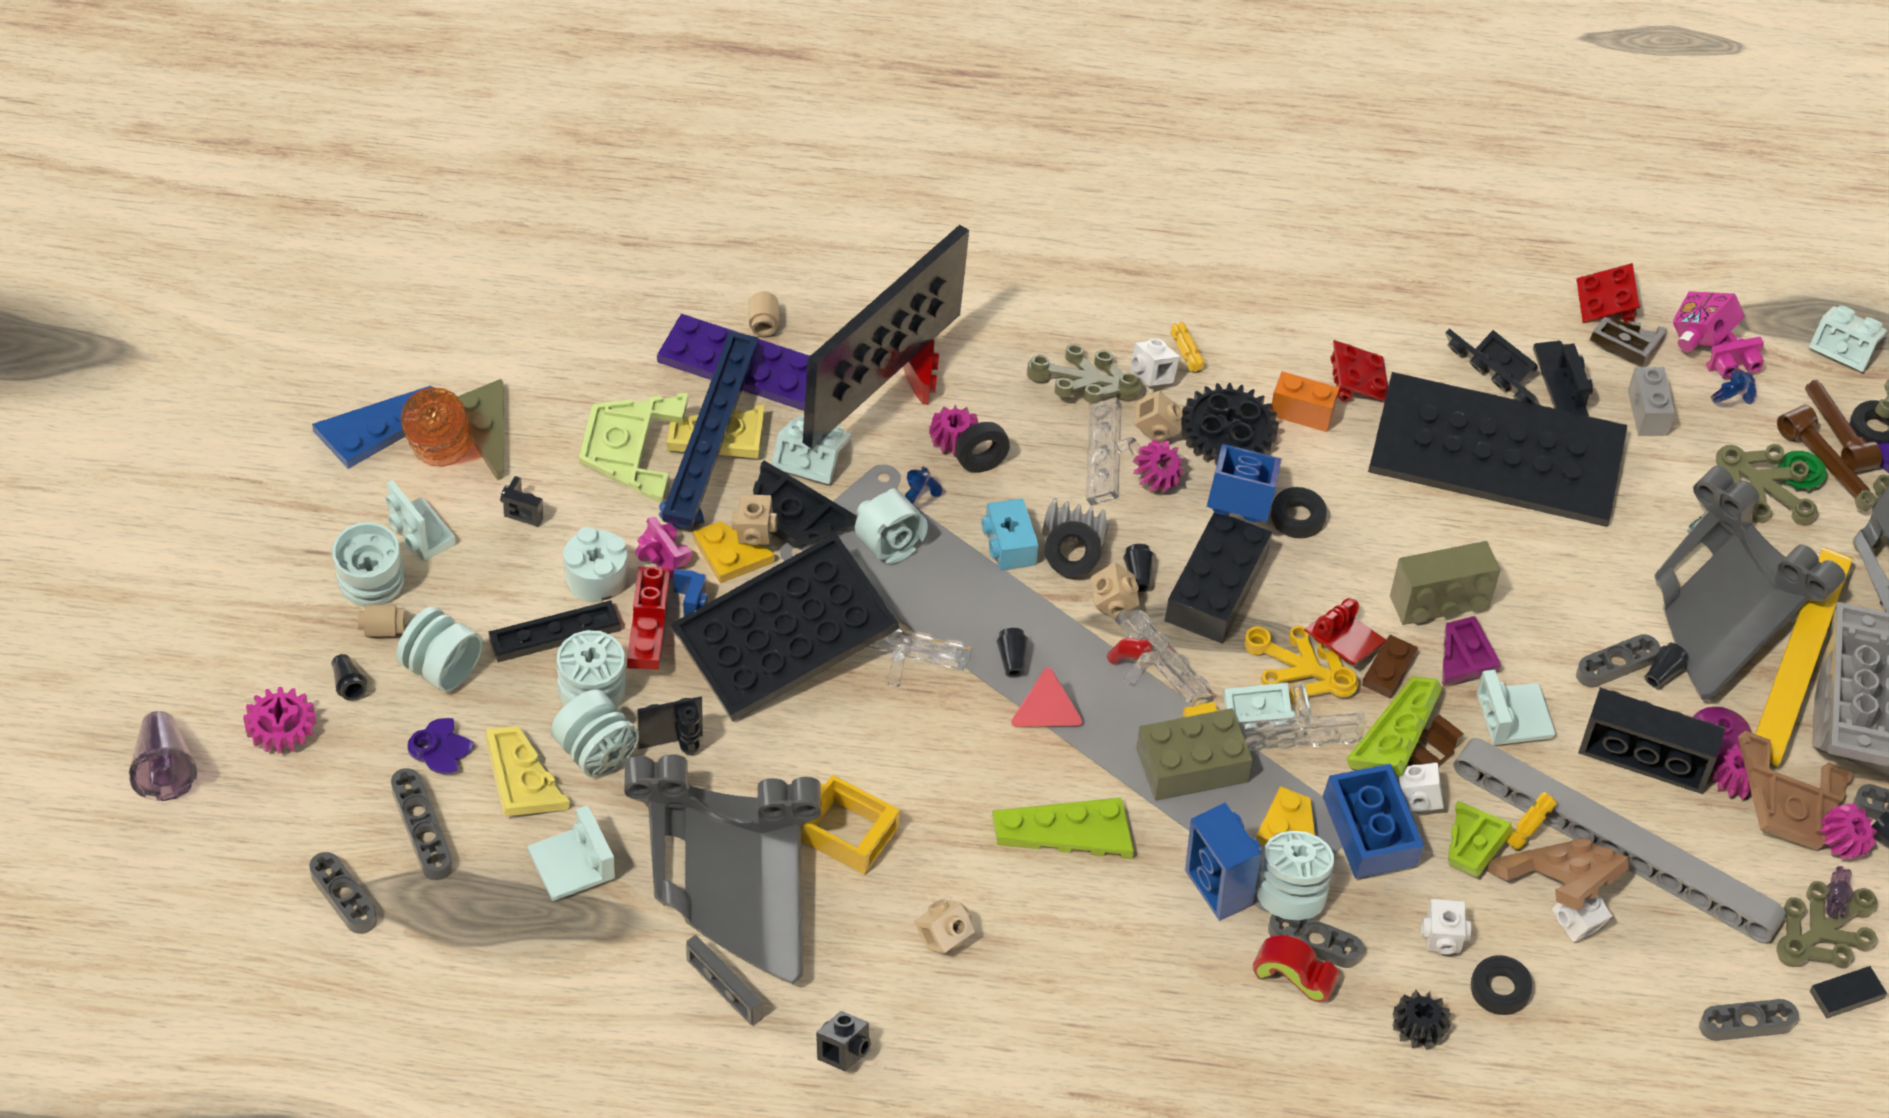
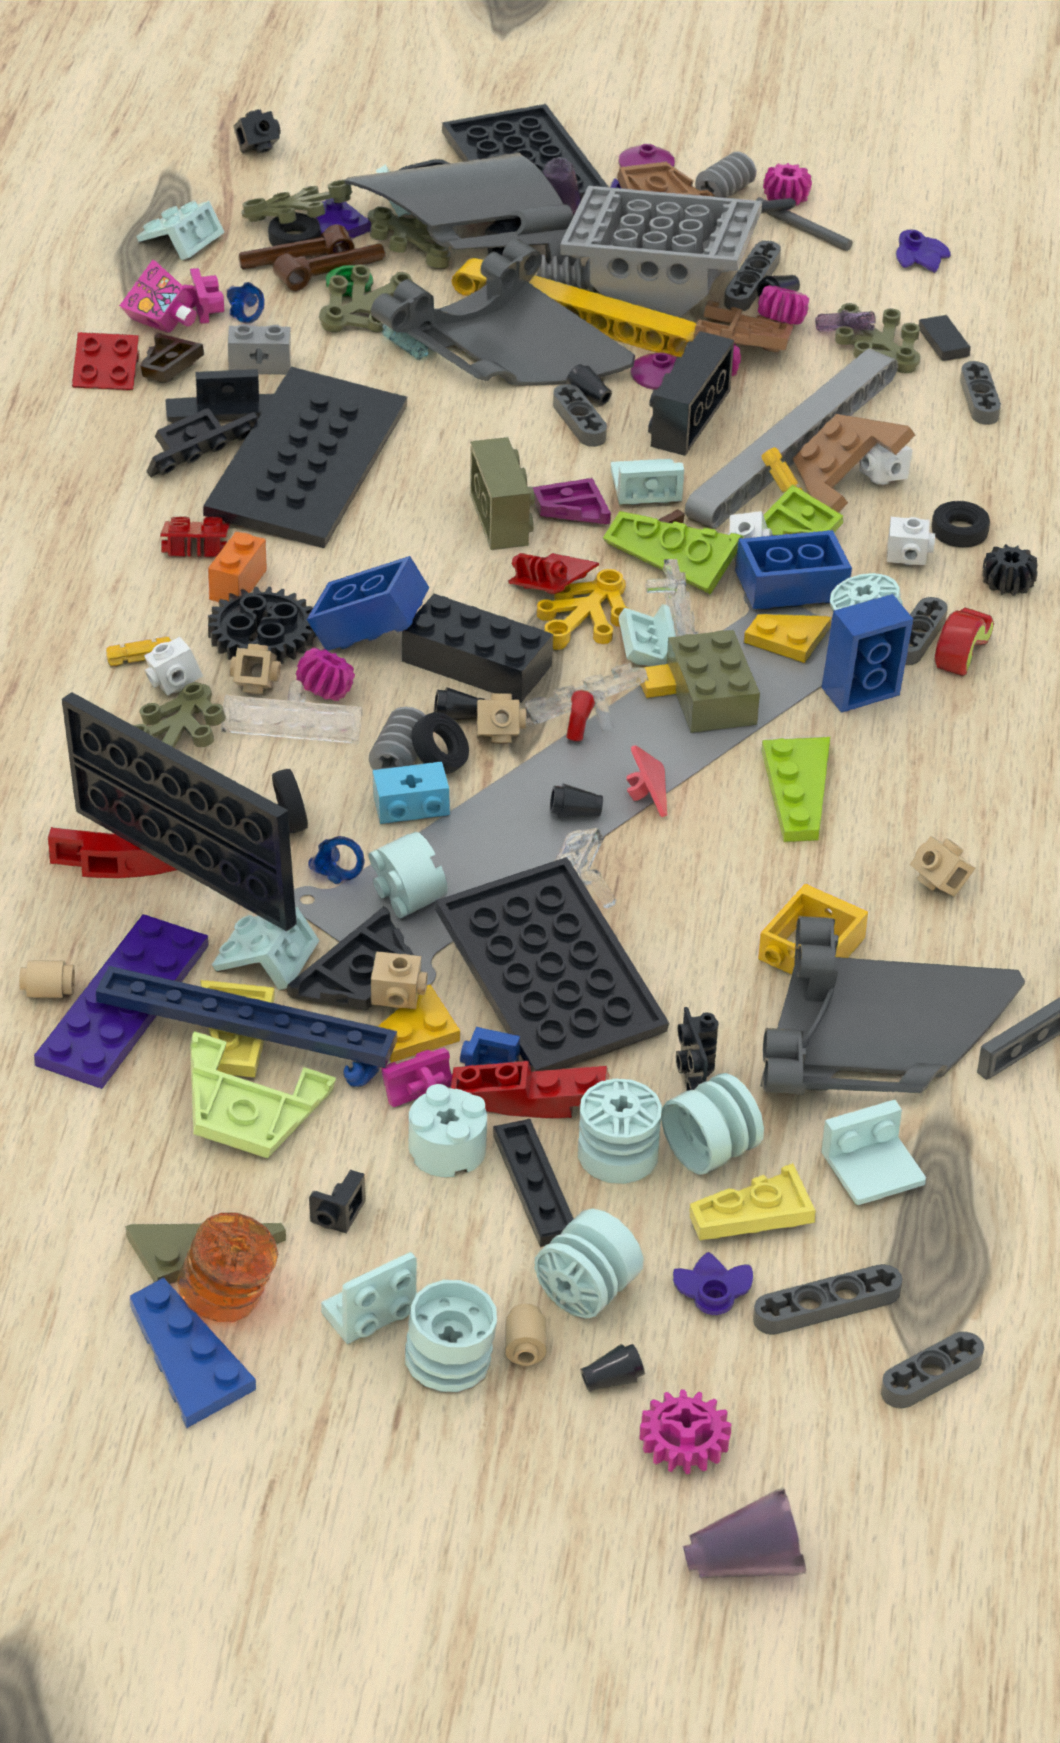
camera: 85 degrees left, 10 degrees down
(1389, 666) = (580, 547): reddish brown plate -> none

